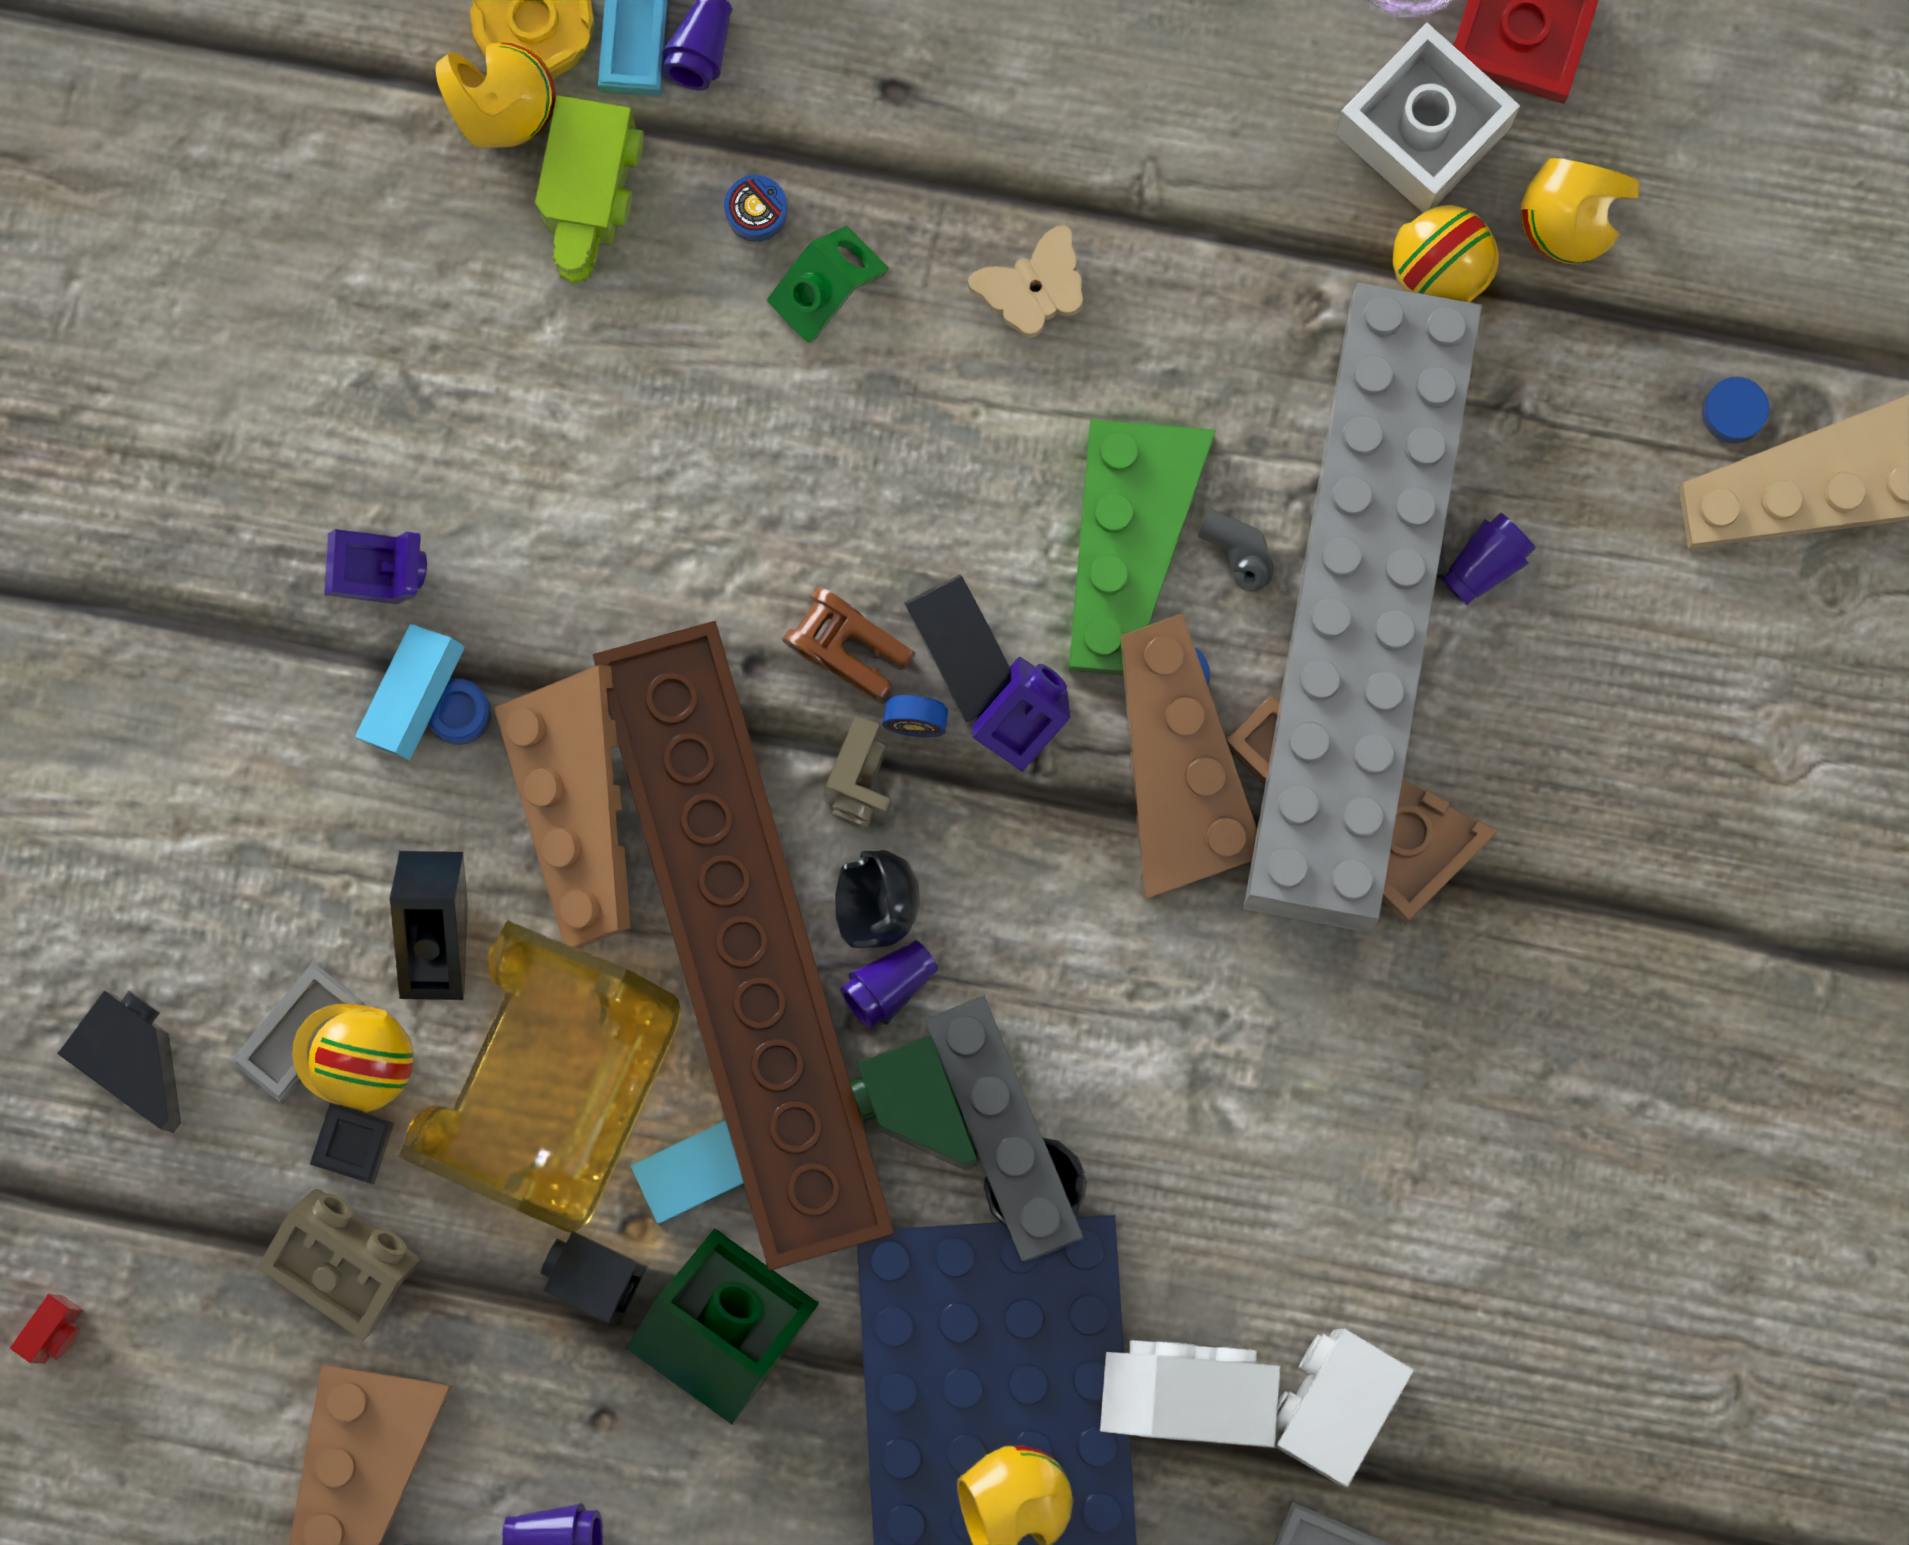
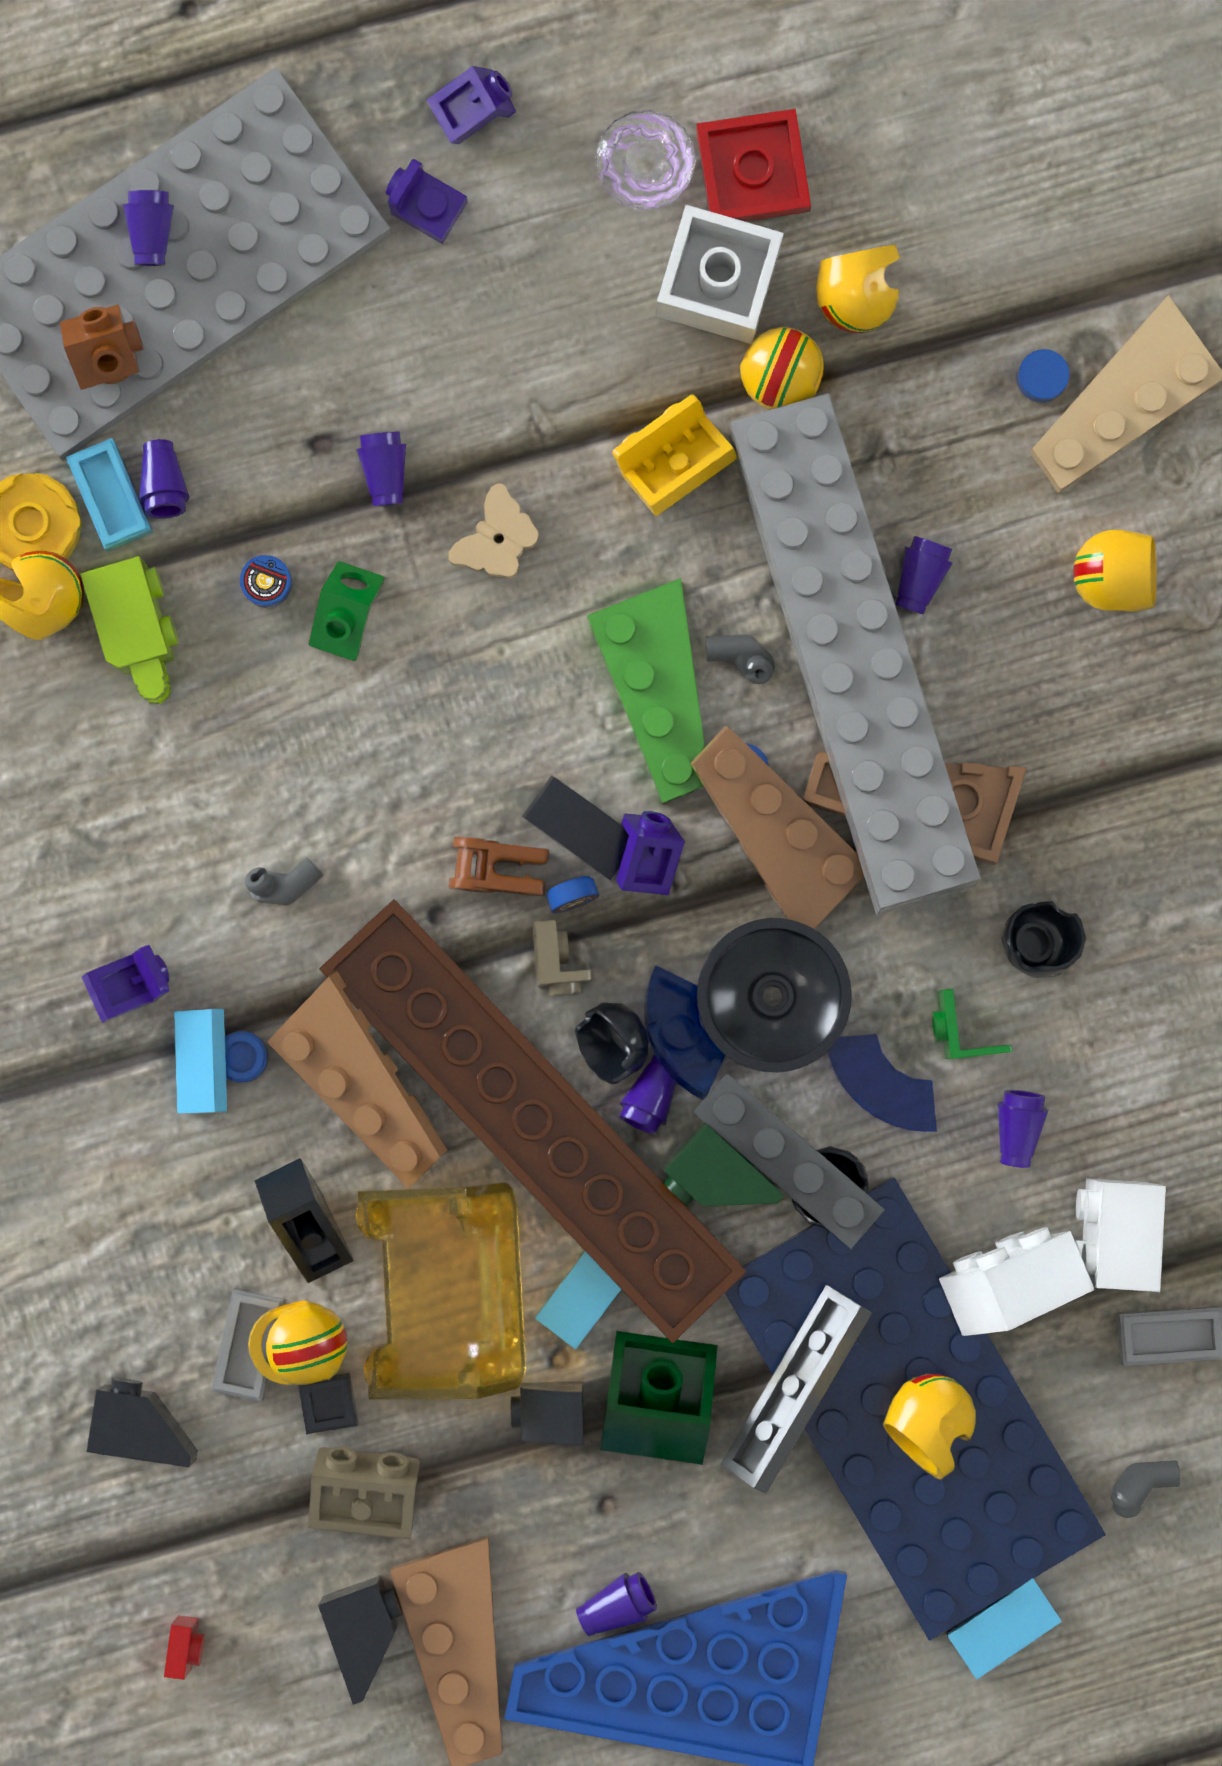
camera: 30 degrees left, 5 degrees up
(253, 1416) = (360, 1630): none -> black slope
(598, 548) = (280, 887): none -> dark grey arm
(880, 1390) = (796, 1389): none -> dark grey plate
(949, 146) = (383, 466): none -> dark purple cone
(953, 929) = (677, 1033): none -> clear blue tile
(1092, 892) = (812, 988): none -> black dish
(1150, 1106) = (880, 1087): none -> clear blue tile
(1257, 1078) = (946, 1030): none -> green bracket
(1275, 290) = (673, 455): none -> yellow bracket
(1286, 1230) = (1020, 1126): none -> dark purple cone
(1418, 1032) = (1043, 939): none -> black hair
(1711, 663) = (1117, 571): none -> yellow helmet

